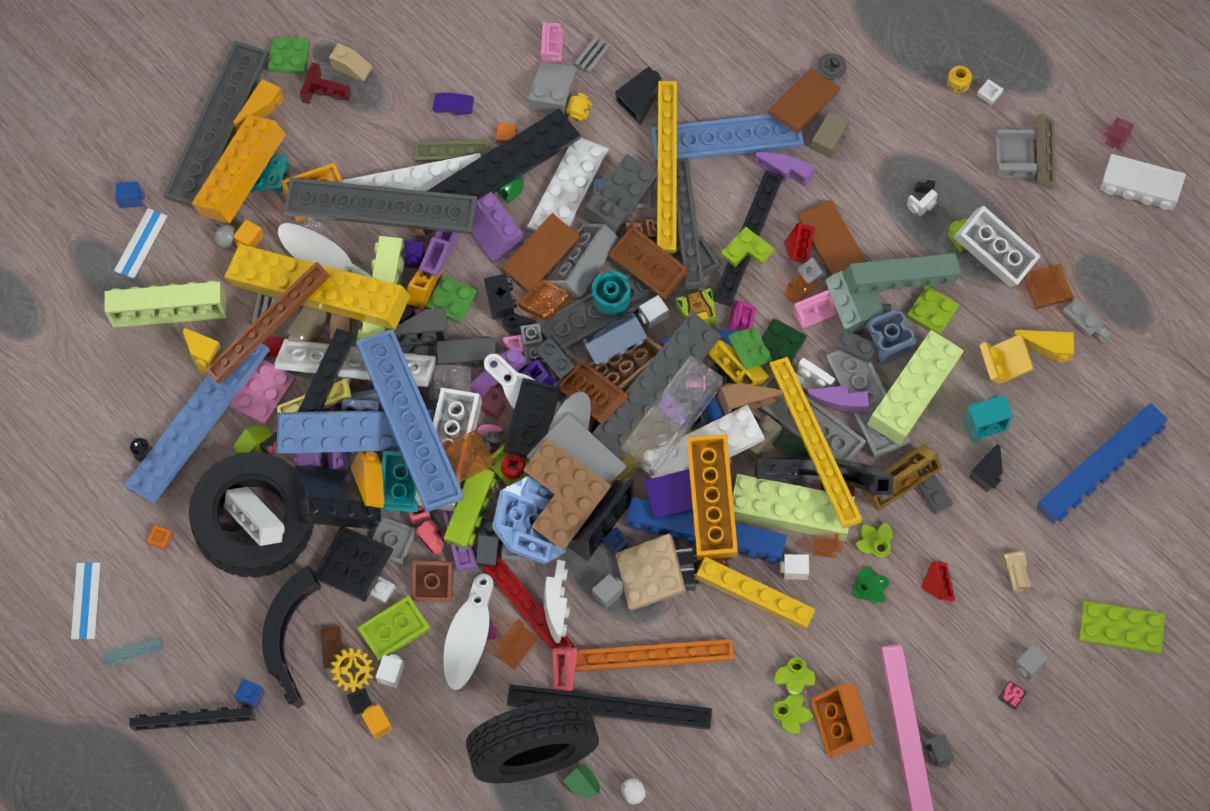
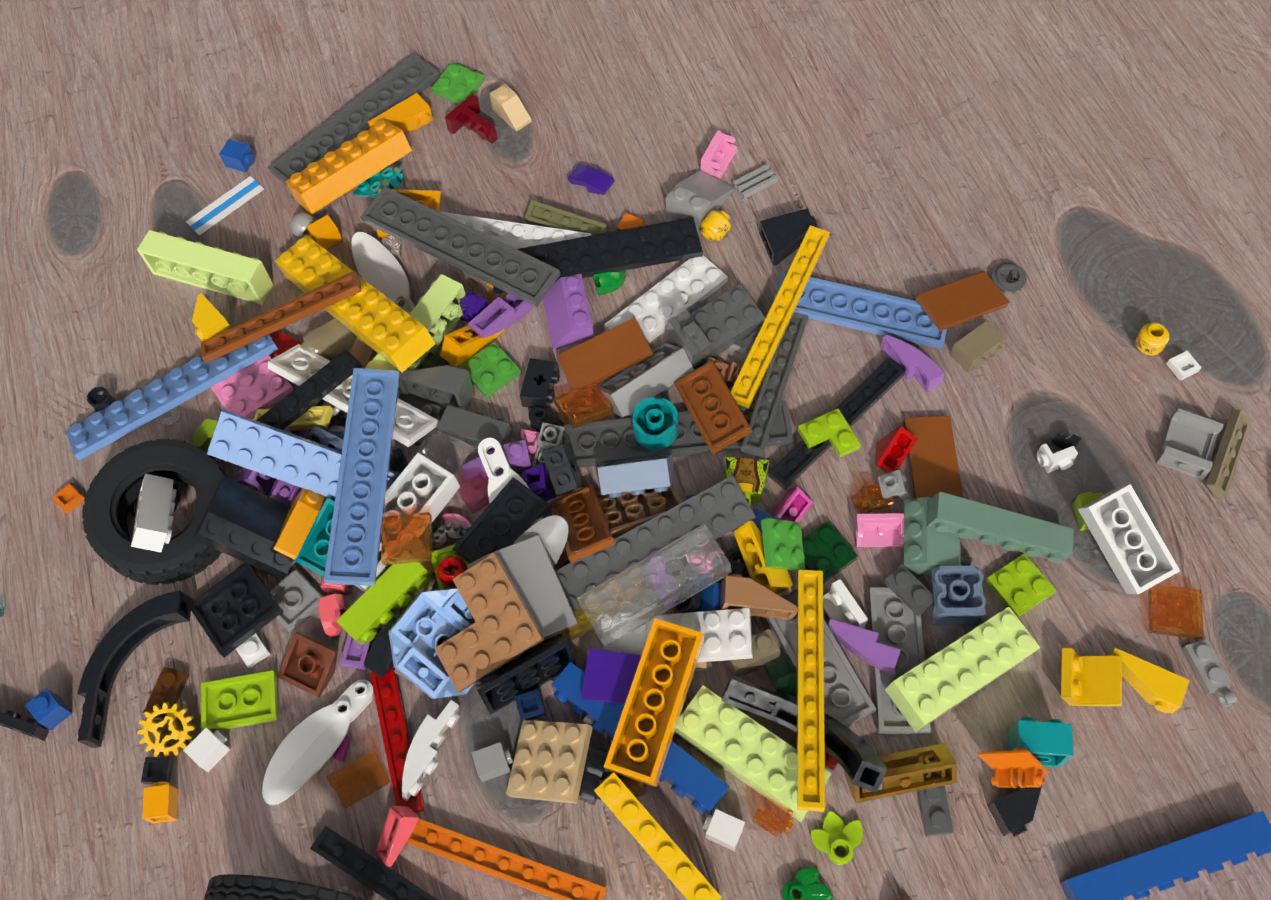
camera: 25 degrees right, 5 degrees down
(653, 312) = (695, 463): white brick -> none
(977, 441) = (1014, 768): none -> orange hinge

